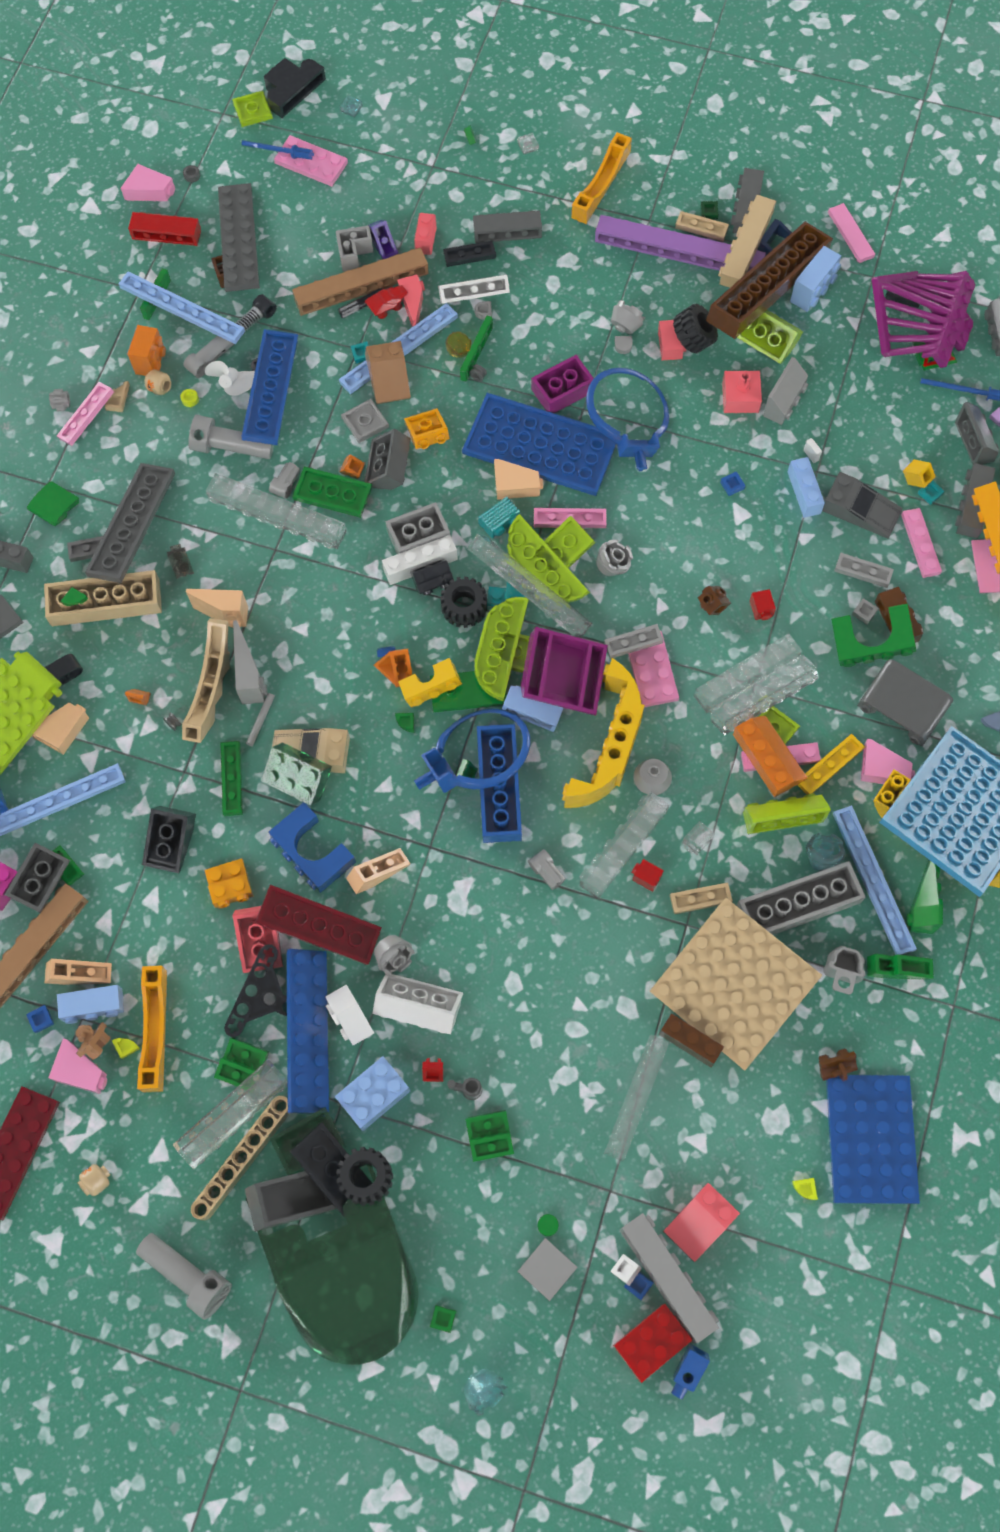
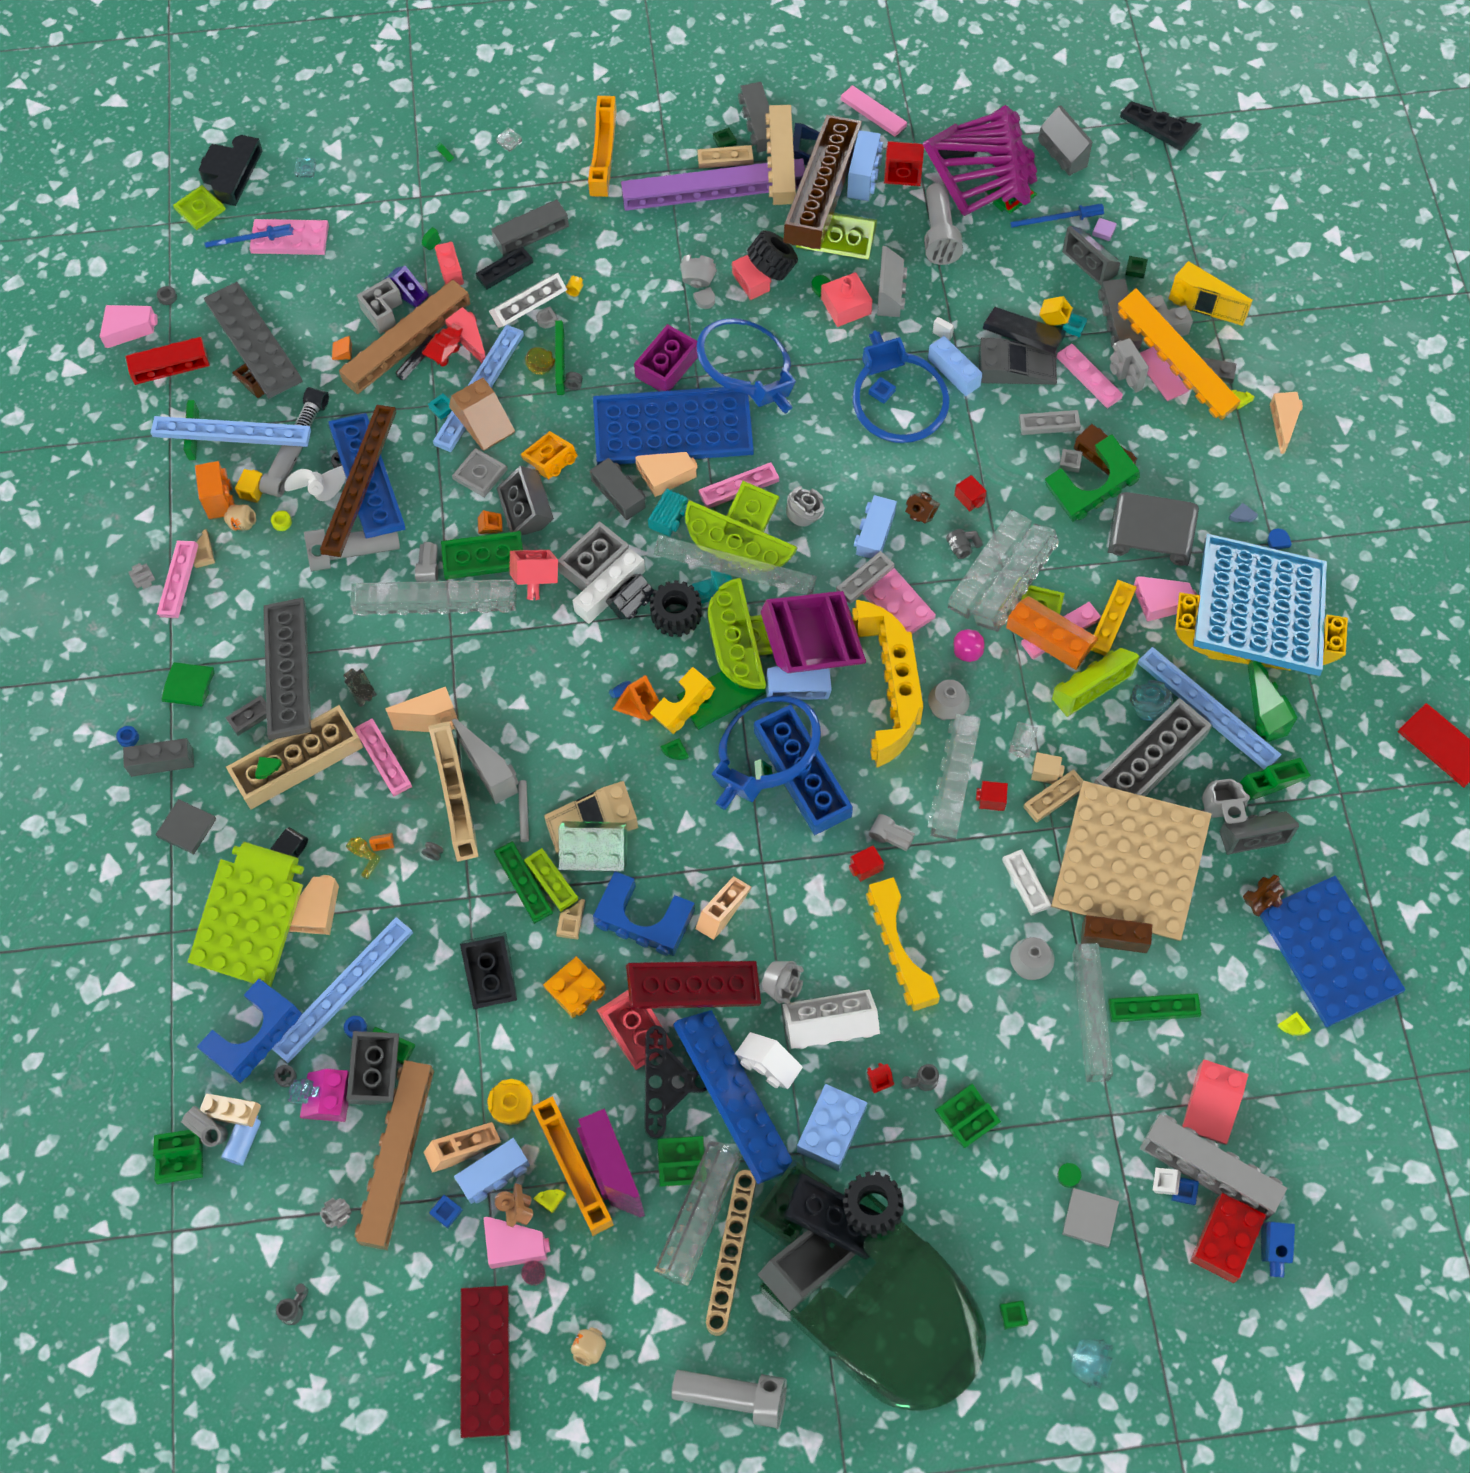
camera: 25 degrees left, 5 degrees down
(45, 838) = (354, 1023): none -> blue tile
(83, 1100) = (533, 1273): none -> clear pink tile
(118, 692) = (359, 847): none -> clear yellow plate
(132, 953) = (510, 1102): none -> yellow tile
(172, 627) = (383, 757): none -> bright pink plate
(176, 357) = (248, 485): none -> yellow brick
(176, 1041) = (609, 1163): none -> magenta slope
(252, 827) = (570, 921): none -> tan tile
(253, 786) = (551, 879): none -> lime plate
(258, 389) = (358, 481): none -> reddish brown plate
(306, 272) = (342, 349): none -> orange slope
(363, 521) = (533, 568): none -> coral brick
(422, 205) = (431, 239): none -> green tile
(469, 480) = (618, 488): none -> dark grey brick
(512, 886) = (866, 863): none -> red brick
(512, 928) = (918, 985): none -> yellow arch
(519, 291) = (574, 286): none -> yellow hose
(610, 1028) = (1032, 958): none -> light grey cone
(639, 960) = (1026, 882): none -> white tile
(666, 601) = (875, 526): none -> light blue brick
(693, 1117) = (1154, 1007): none -> green tile
(694, 736) = (968, 645): none -> dark pink hair
(706, 871) = (1047, 768): none -> tan brick
(726, 366) = (817, 283): none -> green tile
(731, 645) = (959, 542): none -> dark grey piece
(746, 455) = (886, 356): none -> blue brick
(851, 290) = (904, 163): none -> red brick
(851, 371) = (943, 240): none -> light grey piece
(860, 1007) = (1258, 832): none -> dark grey slope
(883, 479) = (1024, 330): none -> black tile
(958, 546) = (1129, 364): none -> light grey plate

